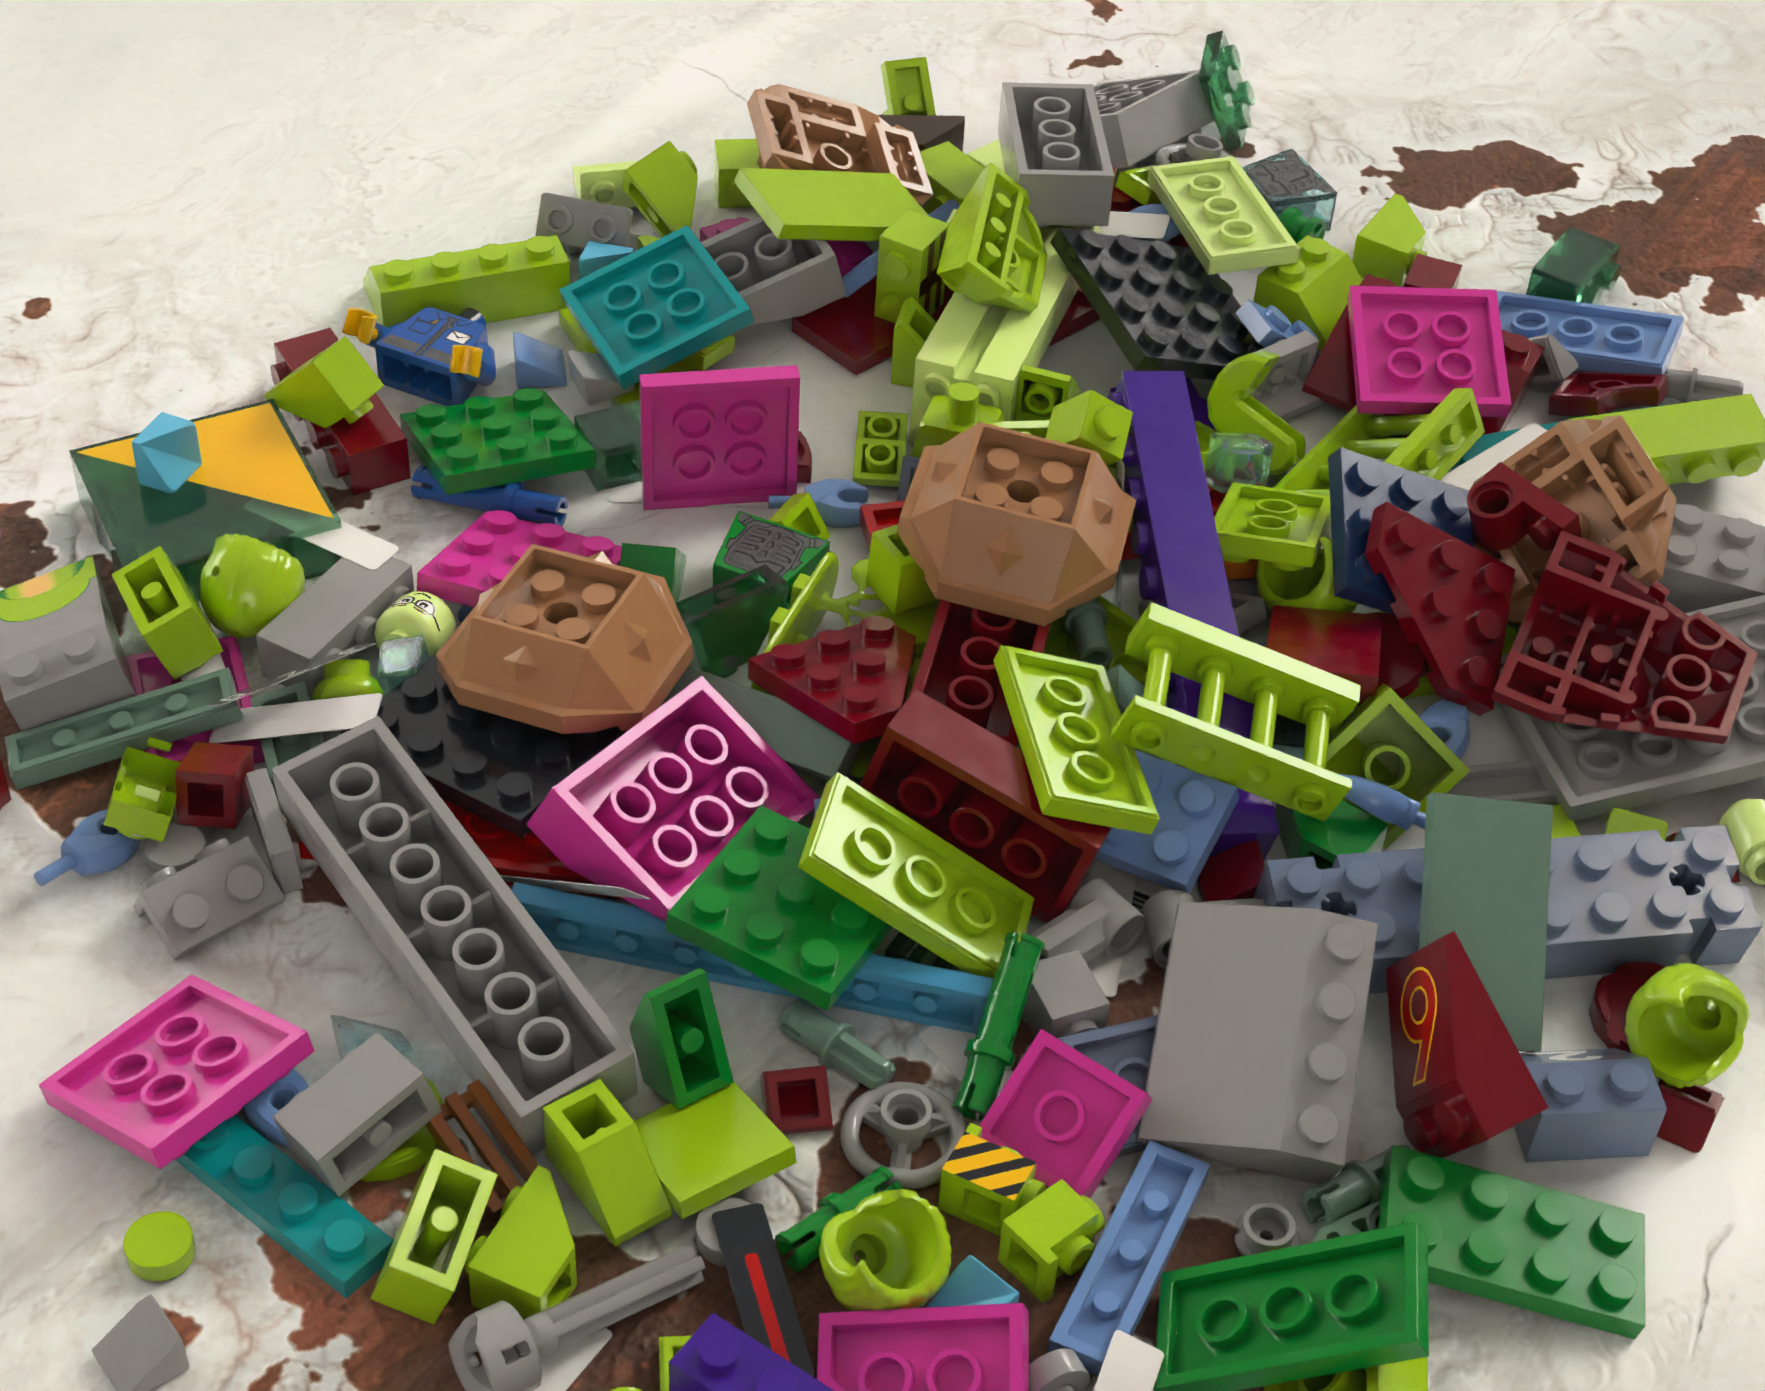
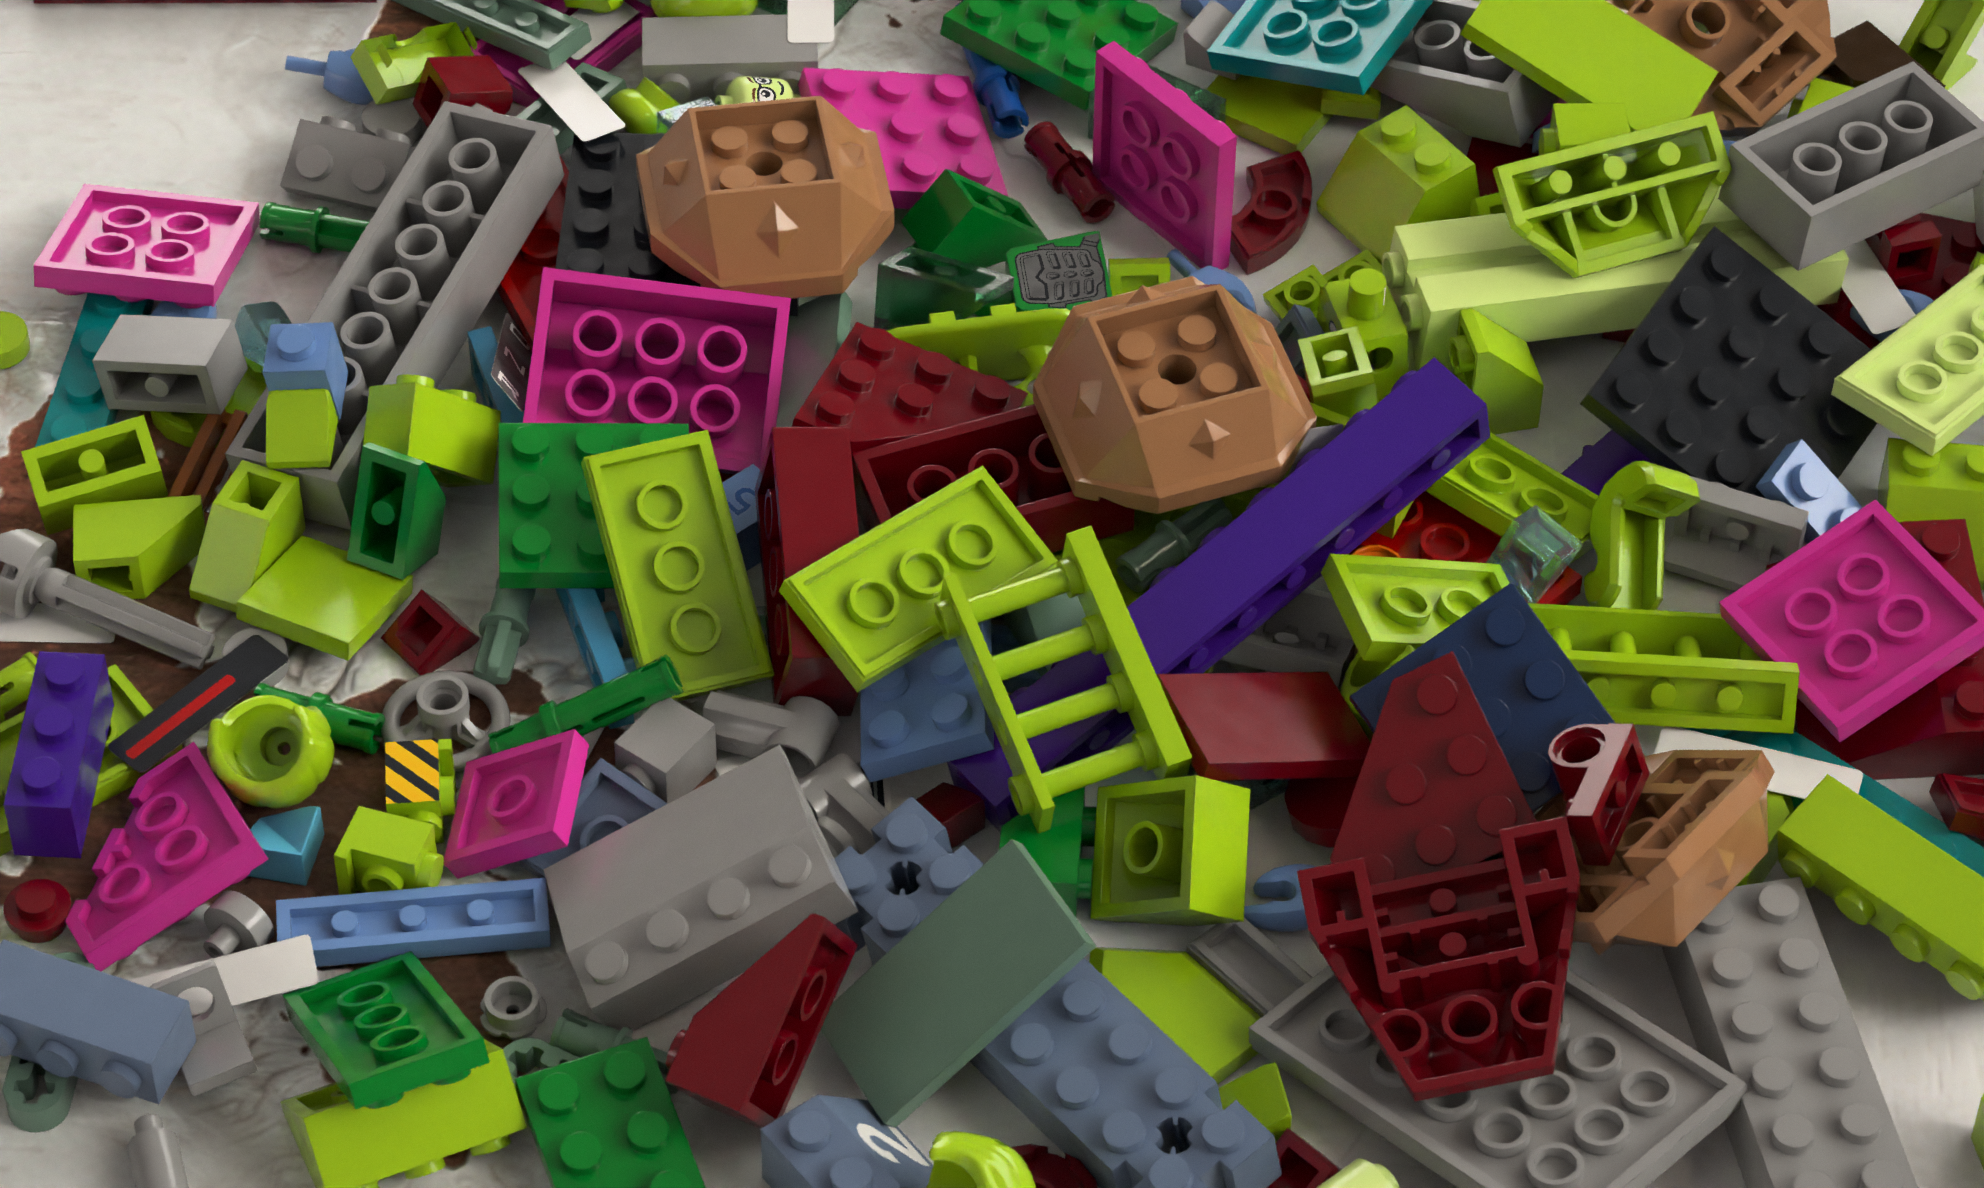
camera: 60 degrees right, 5 degrees up
(260, 951) = (310, 227): none -> green axle
(290, 674) = (603, 61): dark grey sticker -> none
(515, 999) = (306, 359): none -> medium blue brick
(564, 1043) = (300, 428): none -> lime slope
(617, 968) = (437, 427): none -> lime brick
(638, 509) = (1069, 172): none -> dark red pin
(834, 360) = (1395, 177): none -> lime slope
(1092, 424) = (1334, 382): lime brick -> none
(1385, 803) = (1097, 865): medium blue hand -> none

